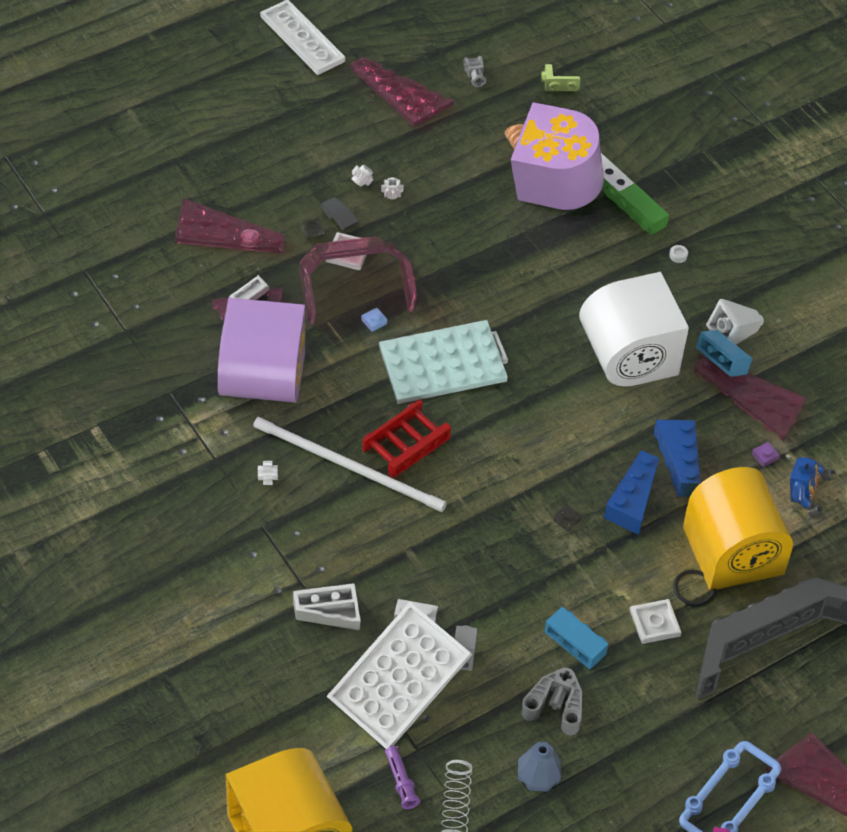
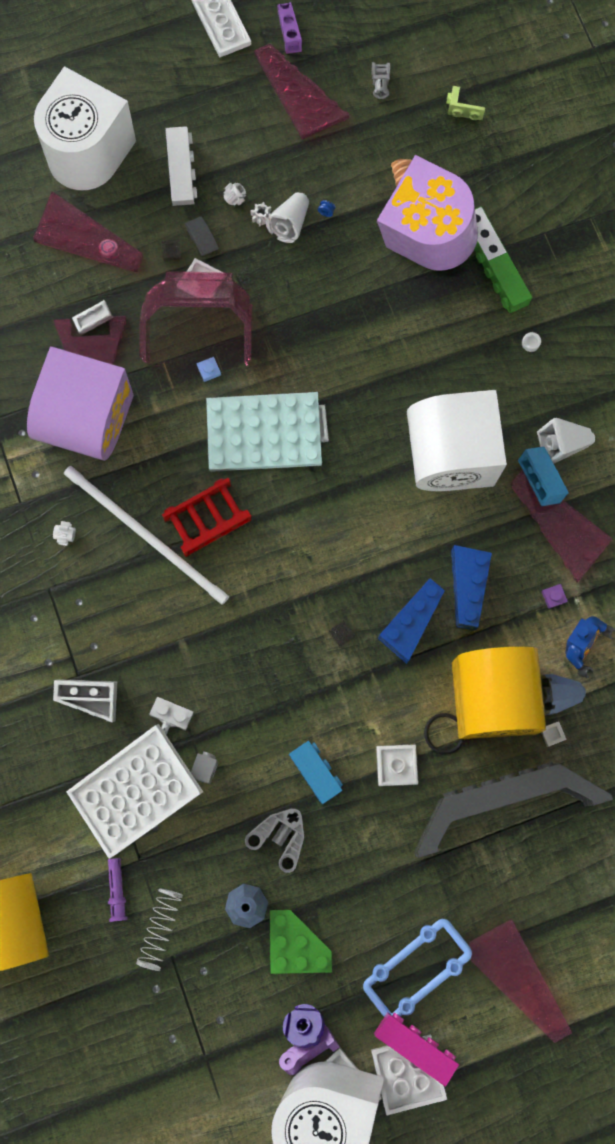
camera: 10 degrees right, 25 degrees up
(209, 140) = (83, 131): none -> white brick
(304, 158) = (180, 166): none -> white wedge
(378, 43) = (289, 28): none -> medium lavender leg
(419, 187) = (288, 218): none -> white cone
(453, 175) = (326, 208): none -> blue bush
(599, 798) = (295, 946): none -> bright green plate
(800, 567) = (553, 734): none -> white plate
(801, 528) = (560, 693): none -> sand blue cone

